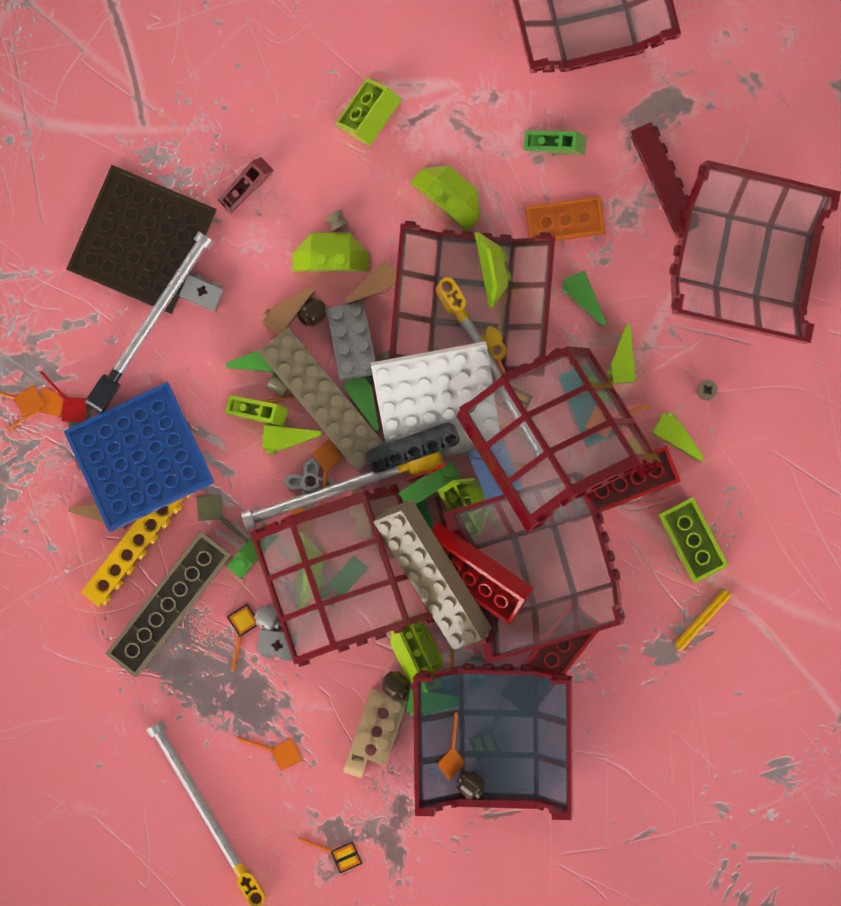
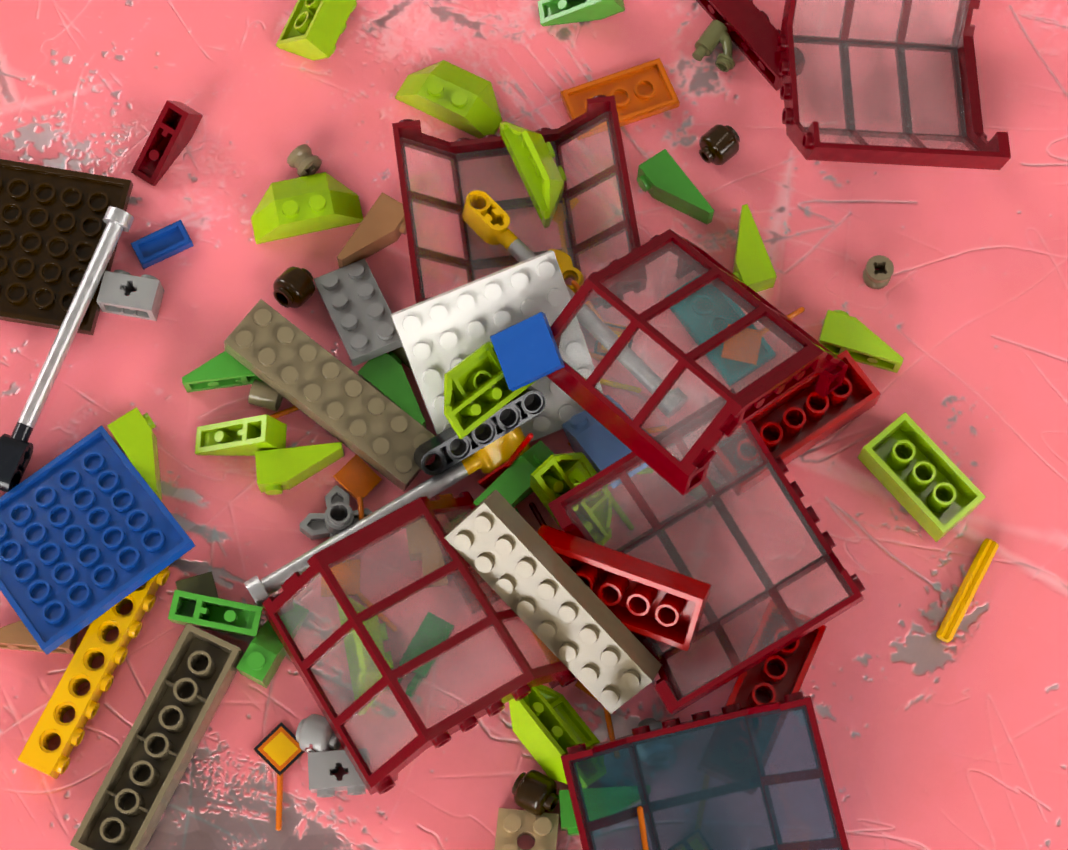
camera: 15 degrees left, 15 degrees down
(189, 399) = (139, 443): none -> lime slope
(219, 528) = (215, 613): none -> bright green slope
(229, 258) = (162, 244): none -> blue tile
(284, 313) = (254, 288): medium nougat slope -> none
(422, 424) = (476, 390): none -> lime wedge
(452, 412) = (527, 351): none -> blue tile
(623, 273) = (719, 144): none -> dark brown head
(638, 190) = (715, 33): none -> olive plant

